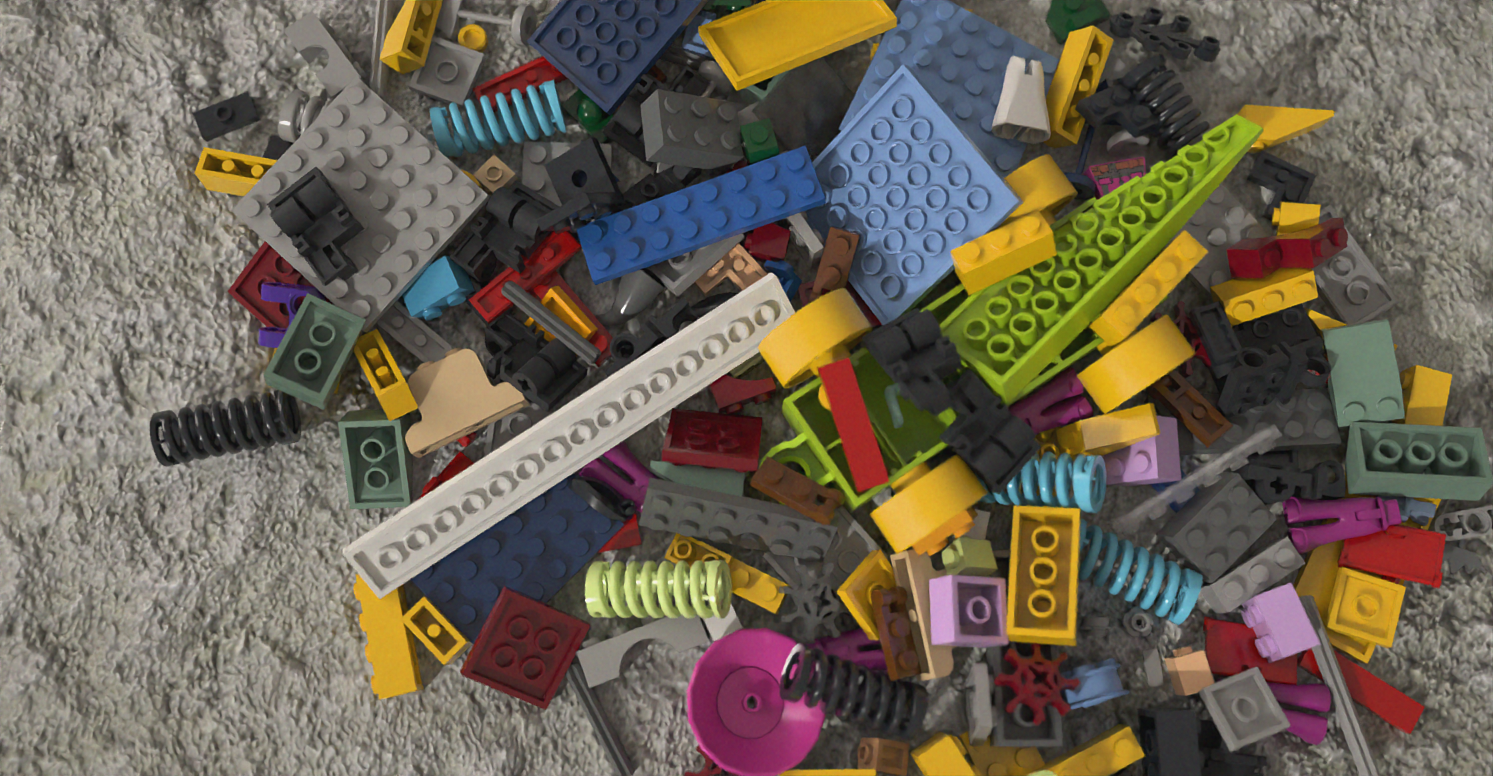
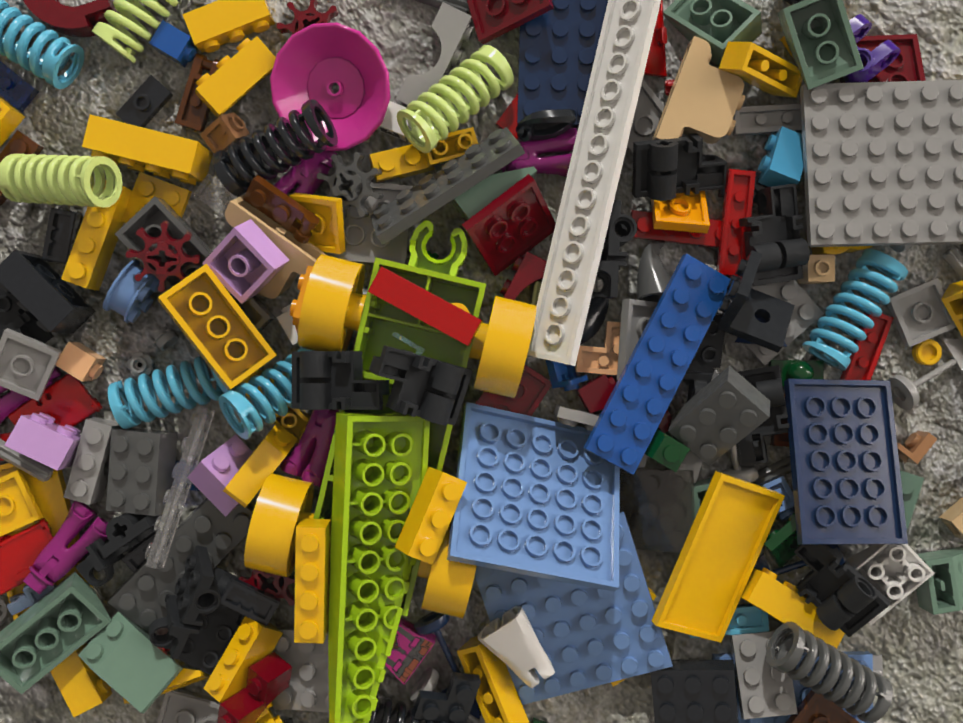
camera: 135 degrees right, 10 degrees up
(317, 224) = (902, 116): black plate -> none
(551, 322) = (687, 203): dark grey axle -> none
(797, 491) = (424, 235): reddish brown plate -> none
(835, 261) = (538, 413): reddish brown plate -> none
(969, 557) = (276, 298): yellowish green brick -> none
(980, 713) = (198, 223): light grey plate -> none
(1153, 668) = (107, 345): light grey piece -> none
(1190, 407) = (216, 533): reddish brown plate -> none

